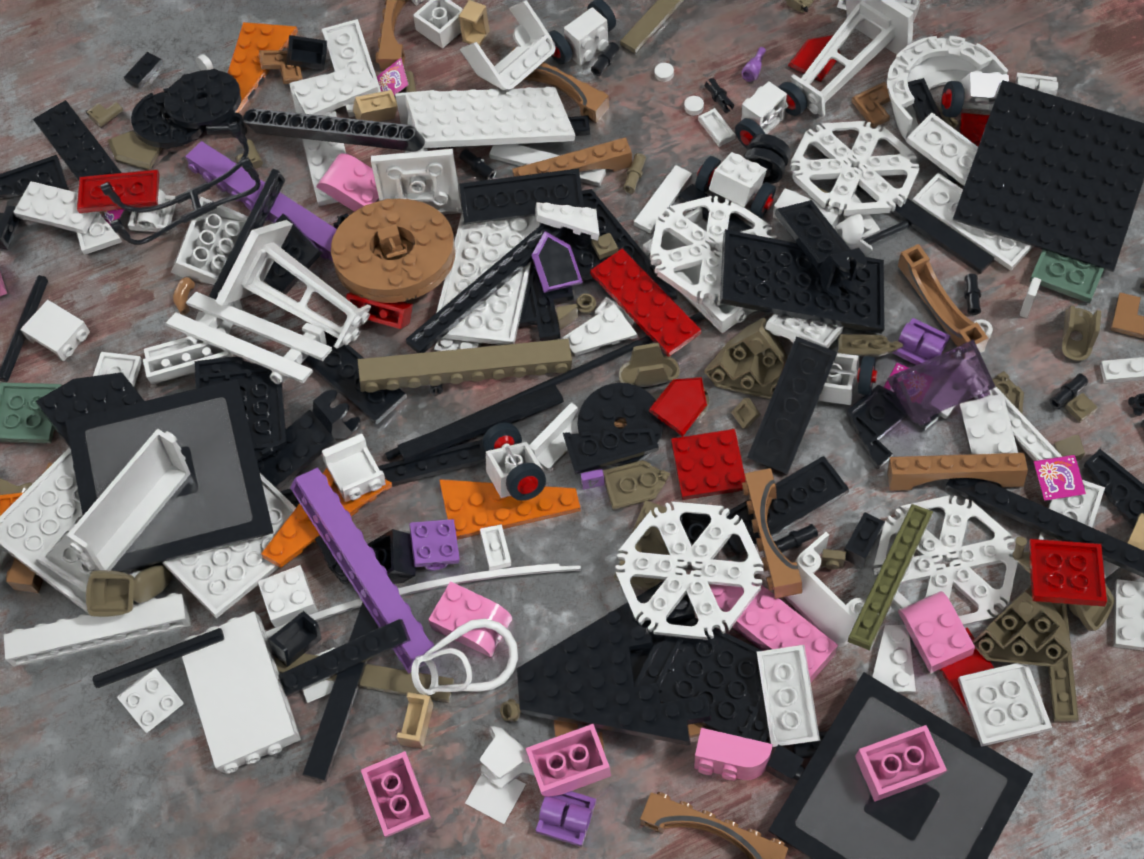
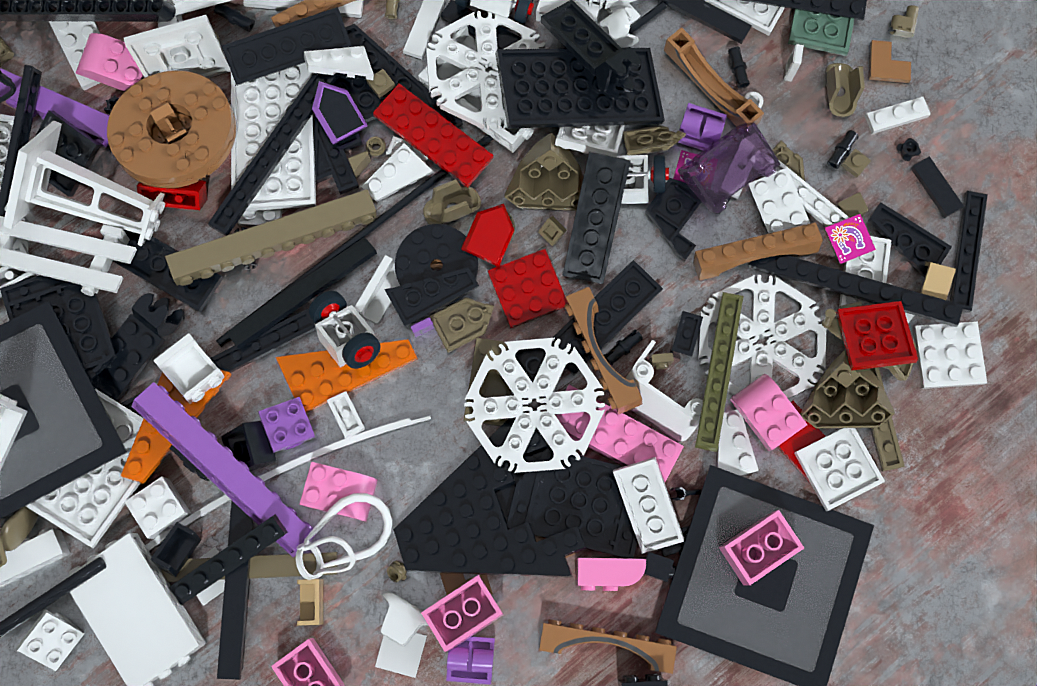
camera: 20 degrees left, 15 degrees up
(828, 696) = (682, 493): none -> black hand

